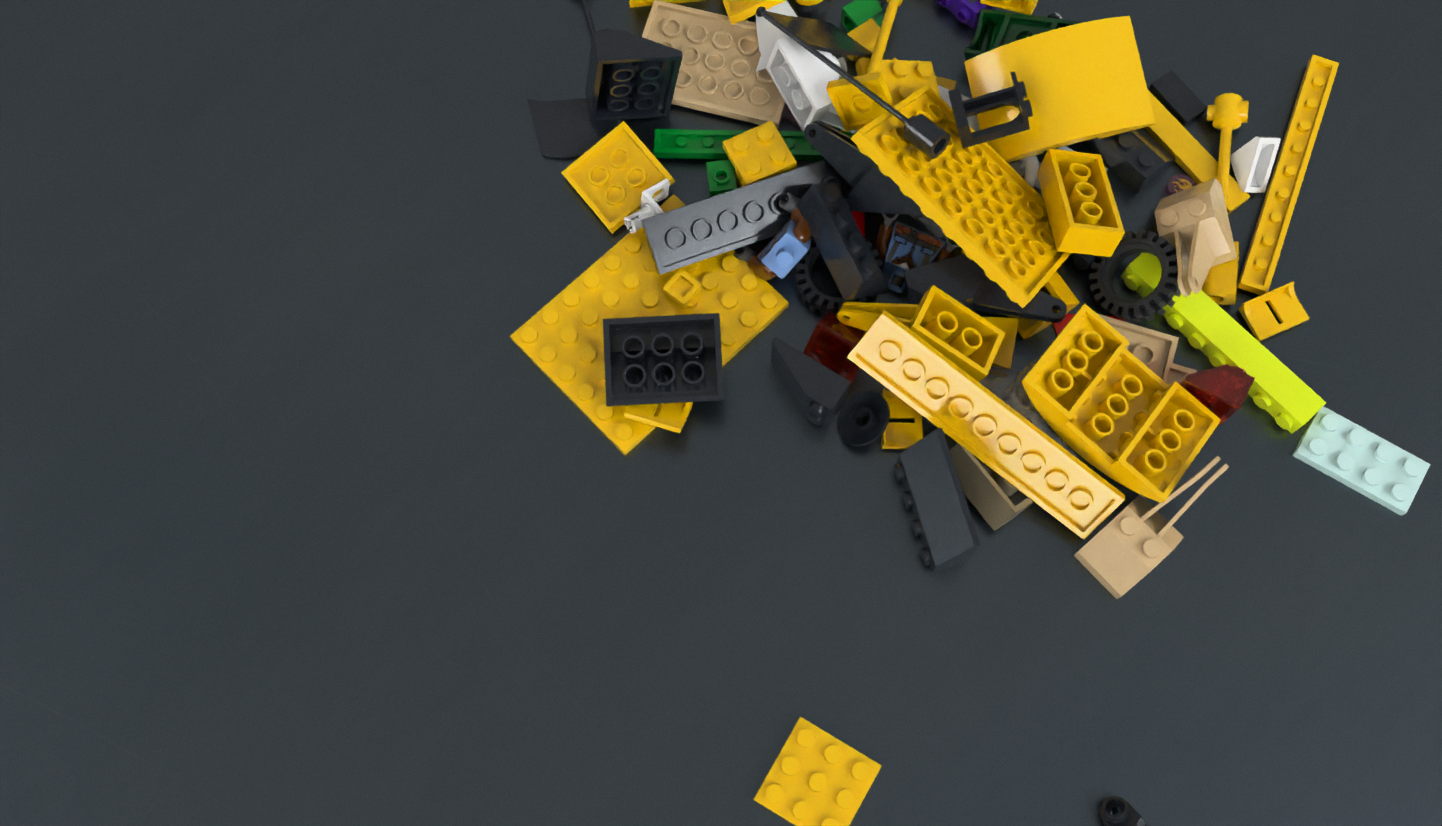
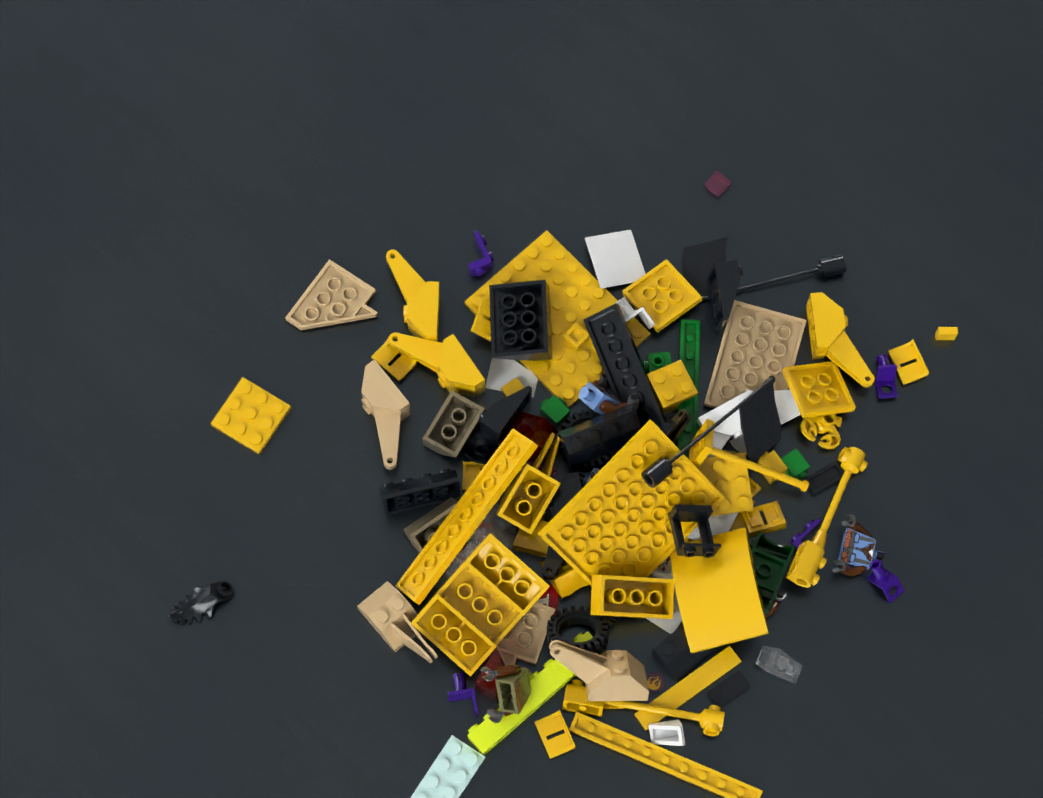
camera: 85 degrees right, 0 degrees up
(446, 111) = (717, 183): none -> clear pink tile
(550, 420) = (482, 265): none -> dark purple bracket
(558, 241) = (615, 258): none -> white sticker
(619, 656) = (332, 299): none -> tan wing
(630, 507) = (421, 298): none -> yellow slope
(724, 468) = (447, 359): none -> yellow slope
(726, 541) = (400, 367): none -> yellow piece
(742, 385) = (505, 370): none -> white sticker
(764, 378) = (512, 387): none -> yellow tile
(796, 319) = (554, 410): none -> green brick
(804, 556) = (388, 407): none -> tan slope
(829, 458) = (452, 425): none -> dark tan slope
(933, 43) = (772, 514): none -> yellow piece
(1145, 31) = (779, 664): none -> clear slope
(1233, 438) = (461, 691): none -> dark purple bracket
(1244, 353) = (512, 689): none -> torso

